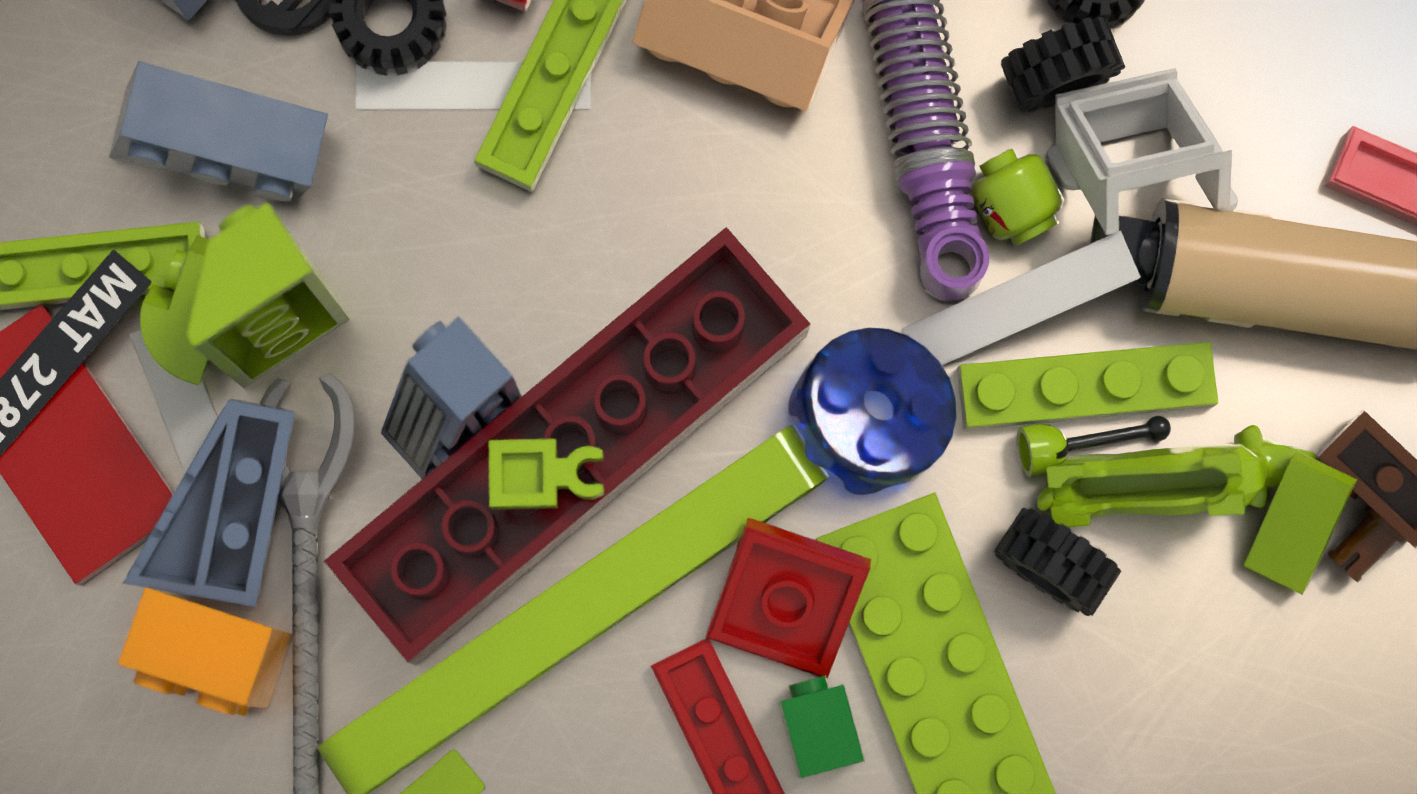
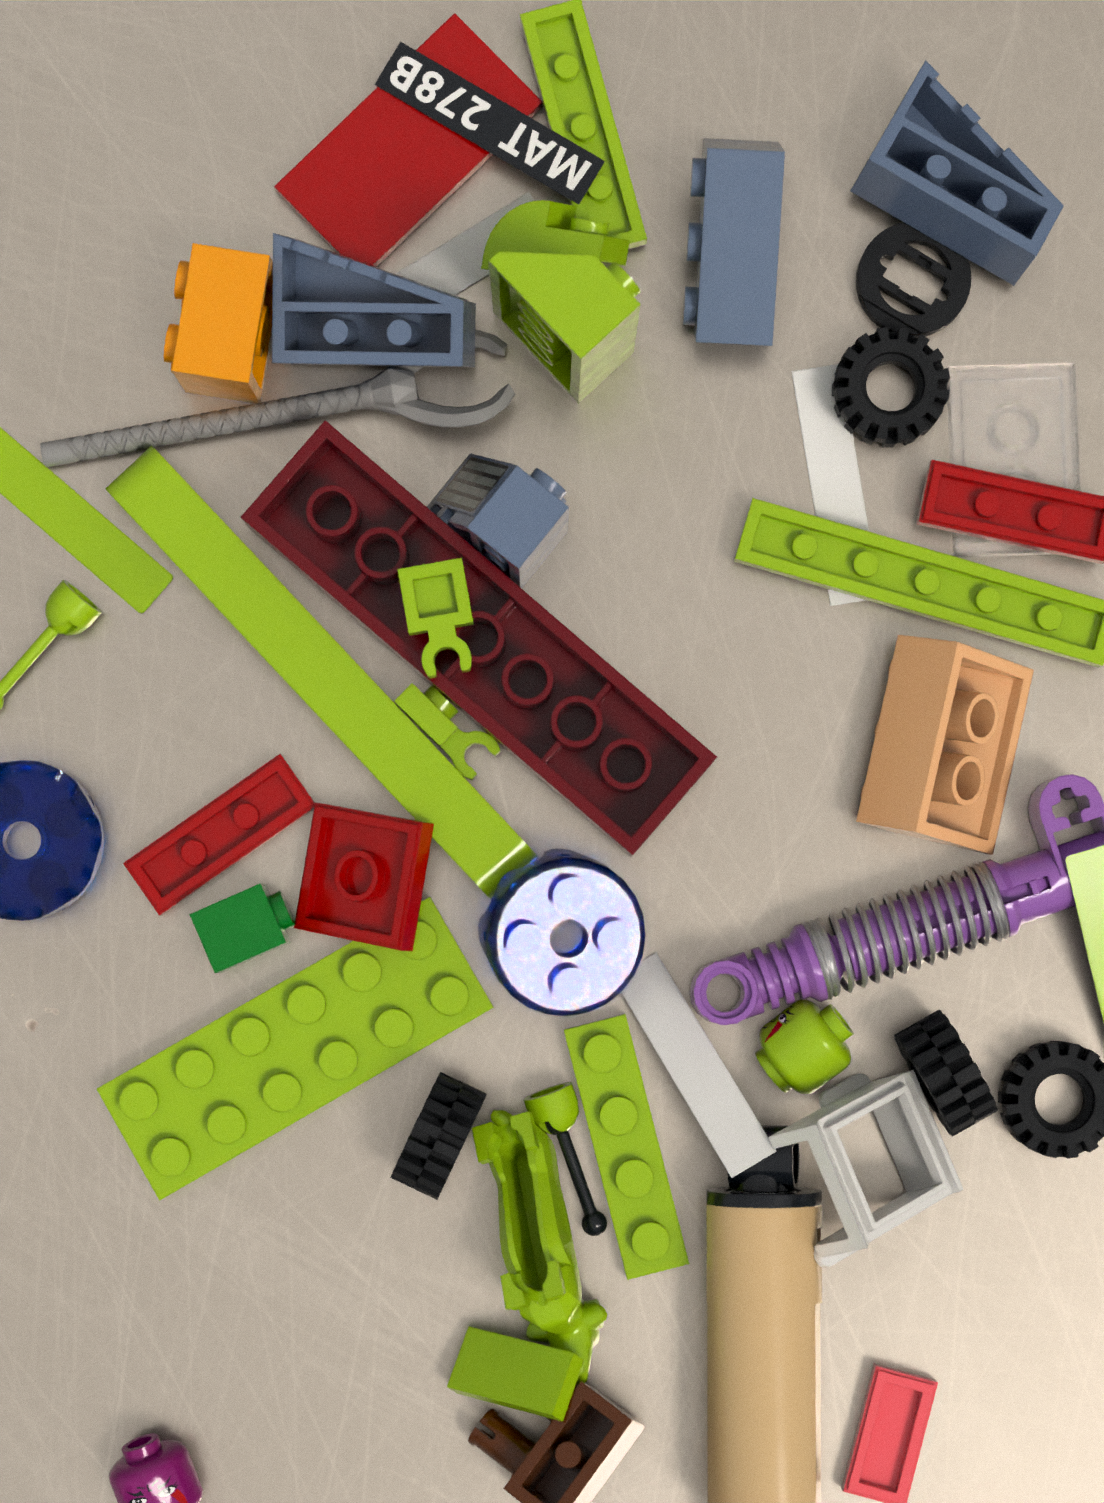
camera: 85 degrees right, 5 degrees up
(637, 504) = (433, 716): none -> lime plate

